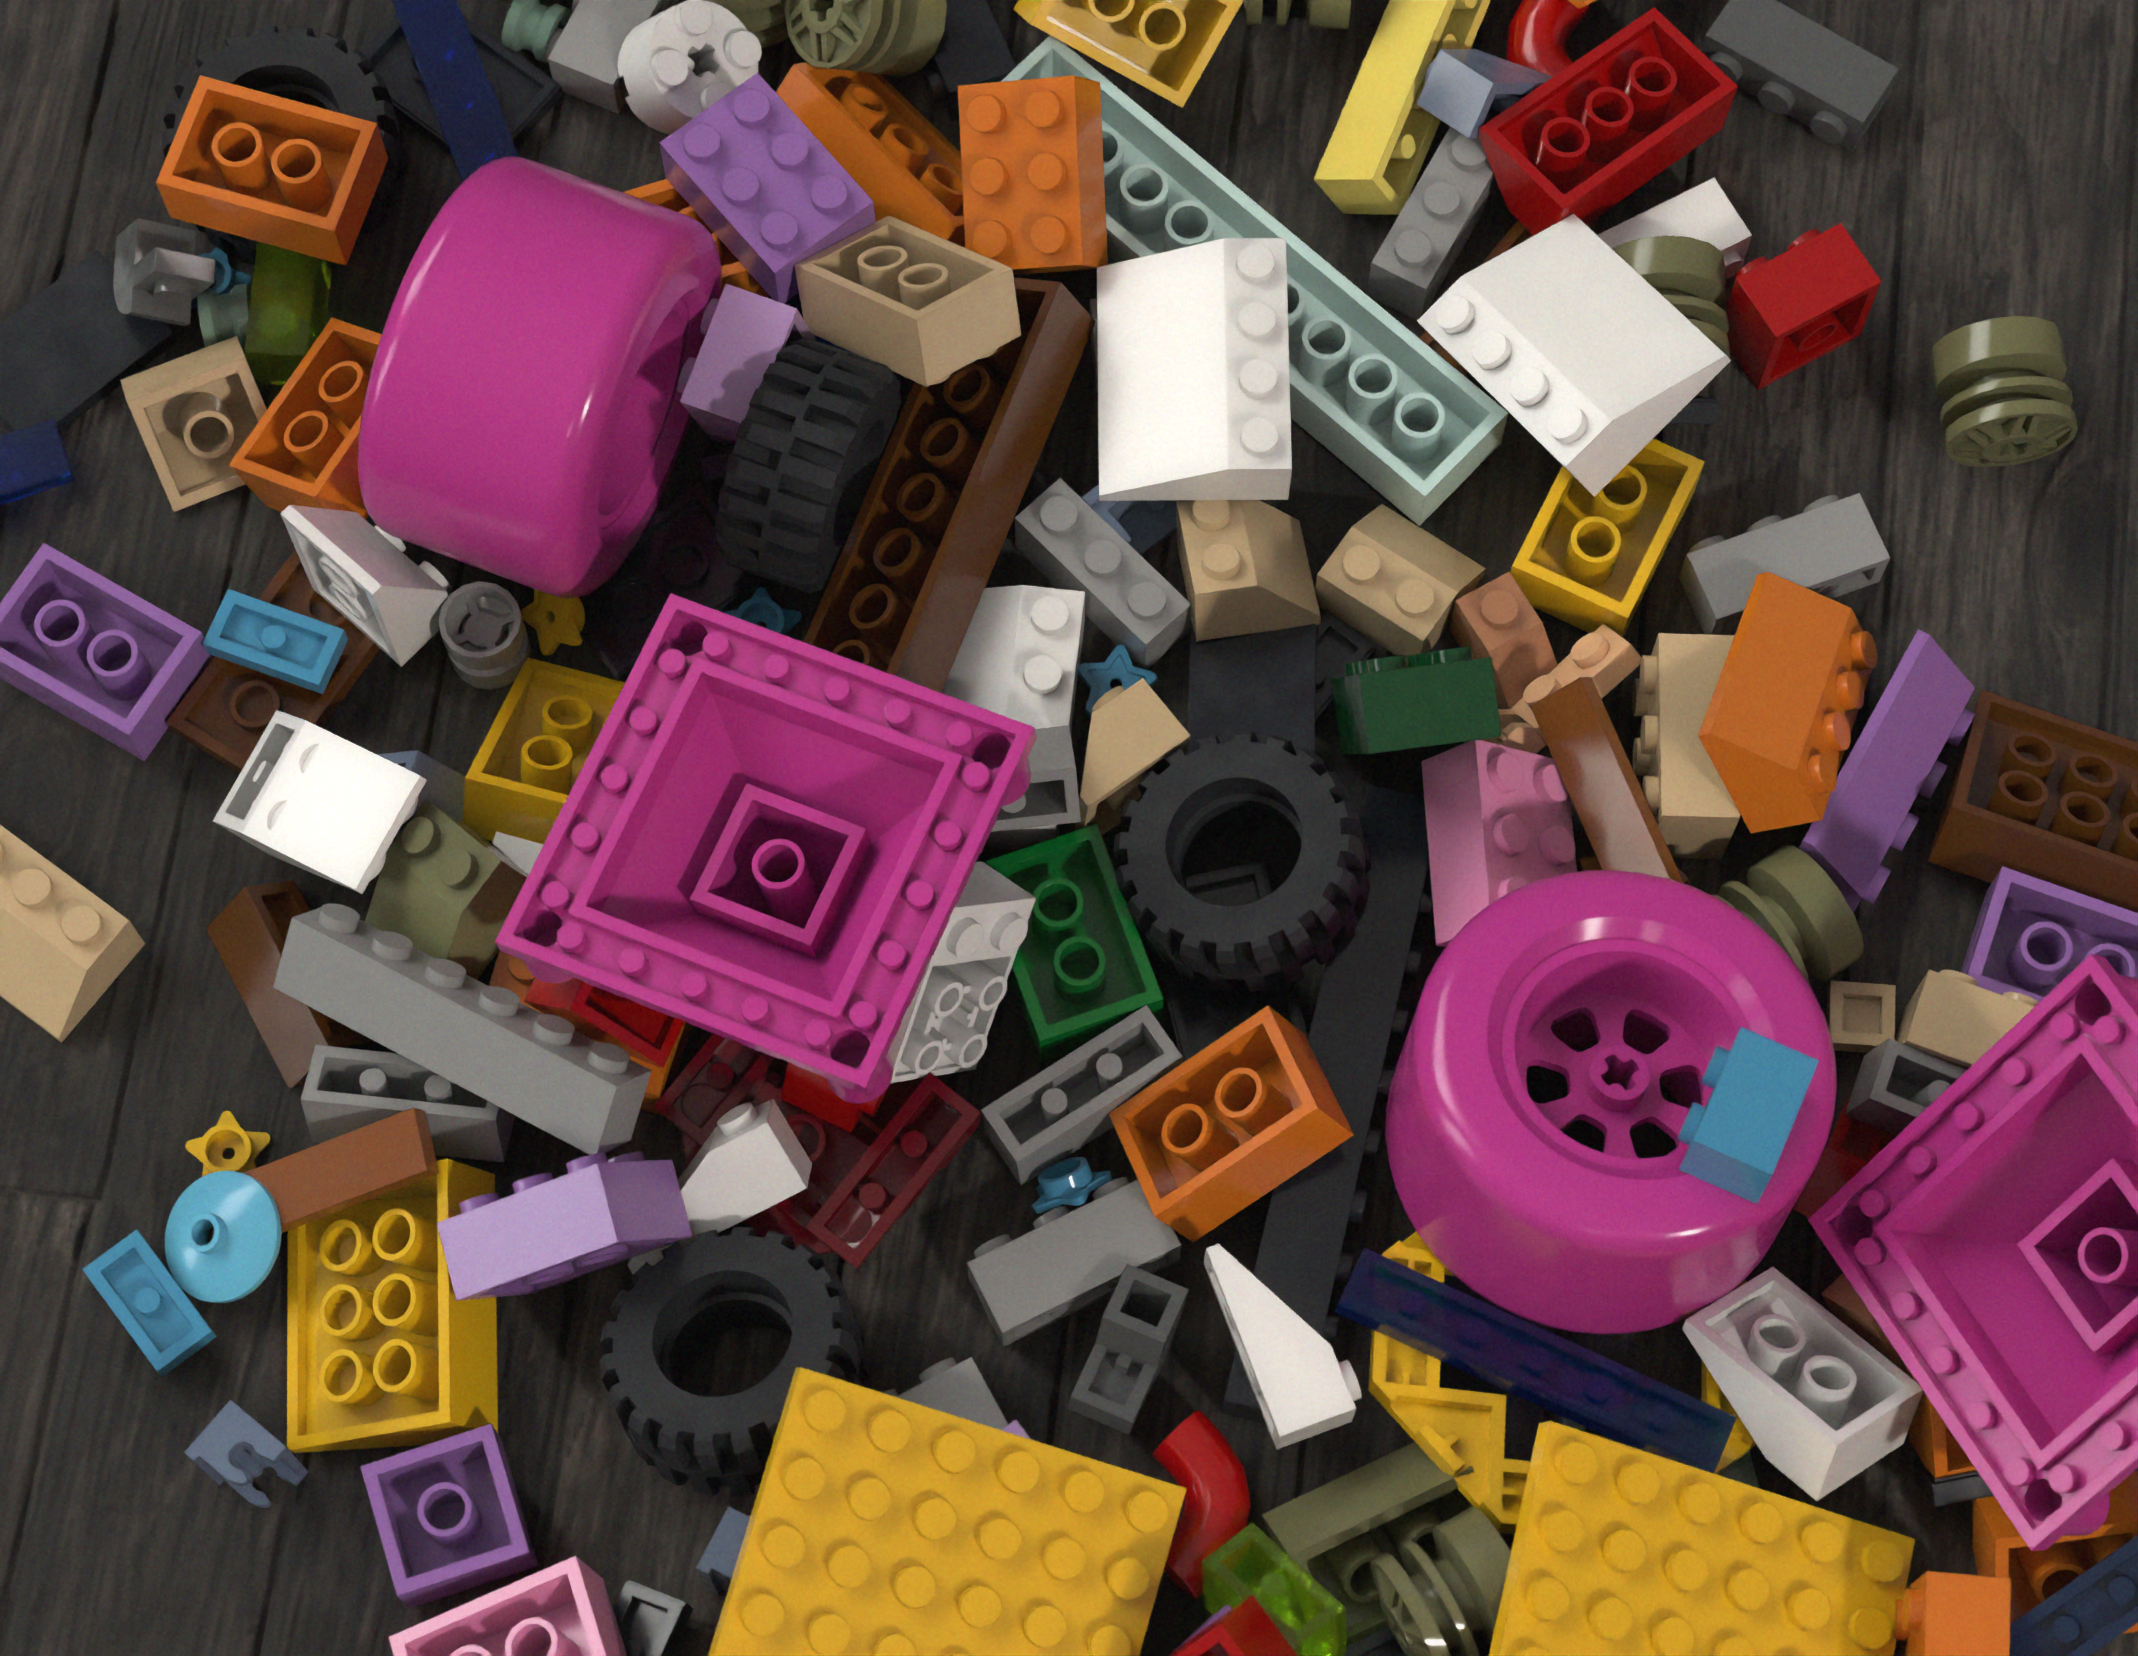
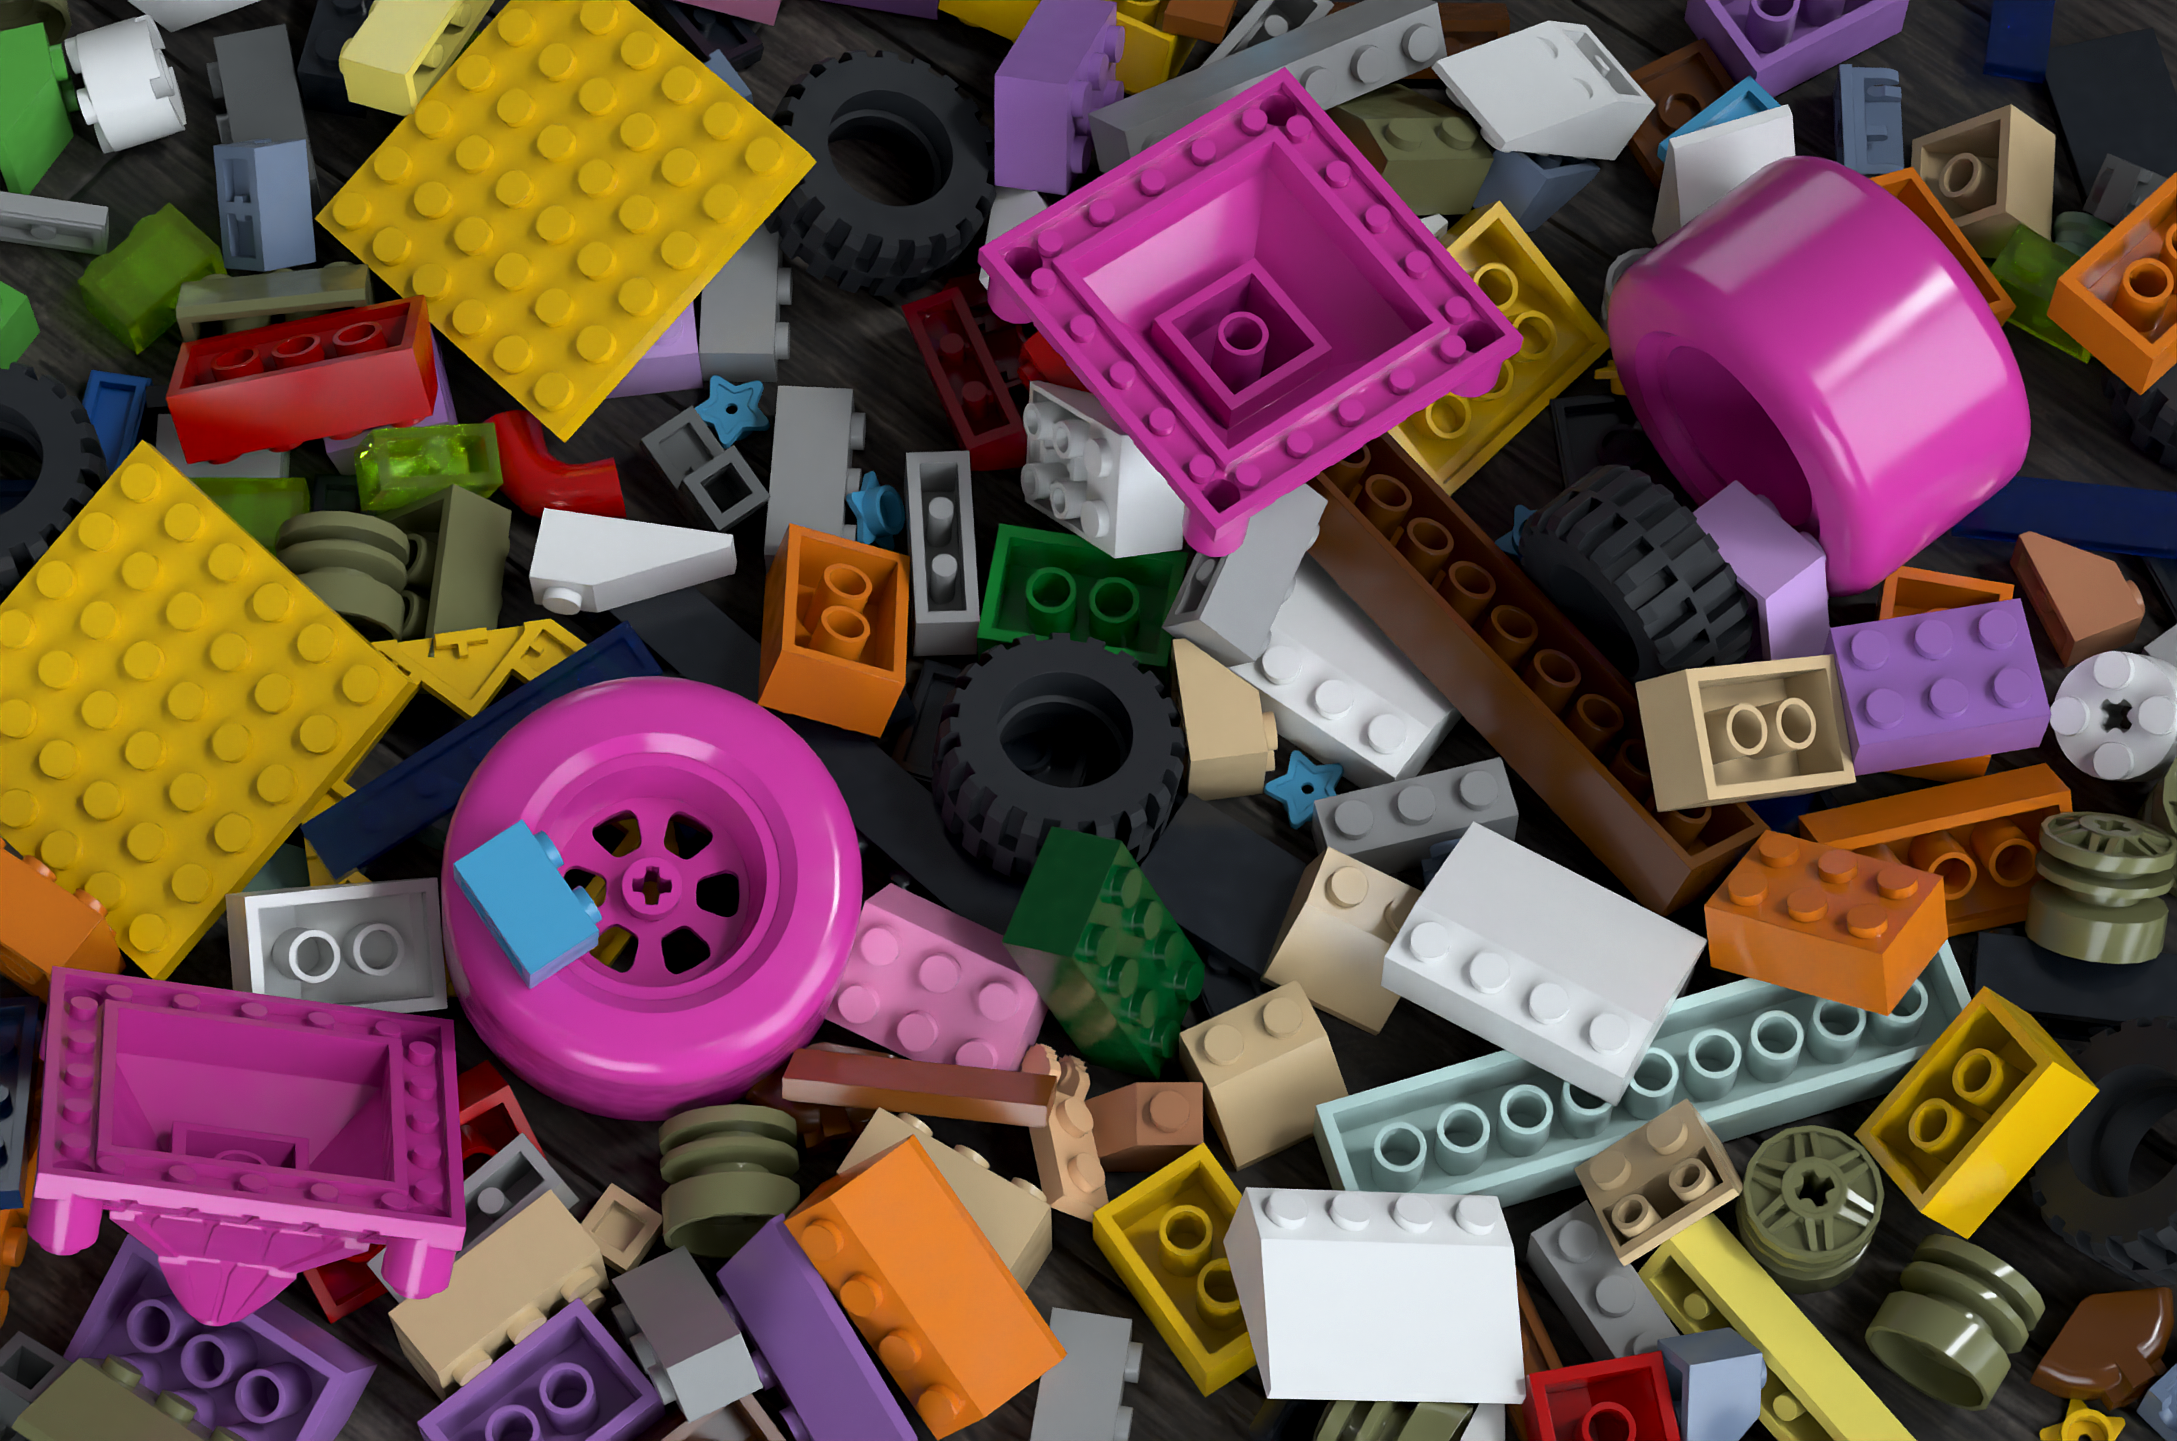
camera: 120 degrees right, 5 degrees down
(197, 545) = (1868, 120): none -> sand blue hinge
(591, 146) = (2077, 597): none -> nougat slope
(1045, 1399) = (740, 424): none -> dark azure plate
(1268, 111) = (1793, 1239): none -> olive wheel
(1340, 192) = (1659, 1181): none -> tan slope
(1940, 880) = (683, 1335): none -> light grey brick

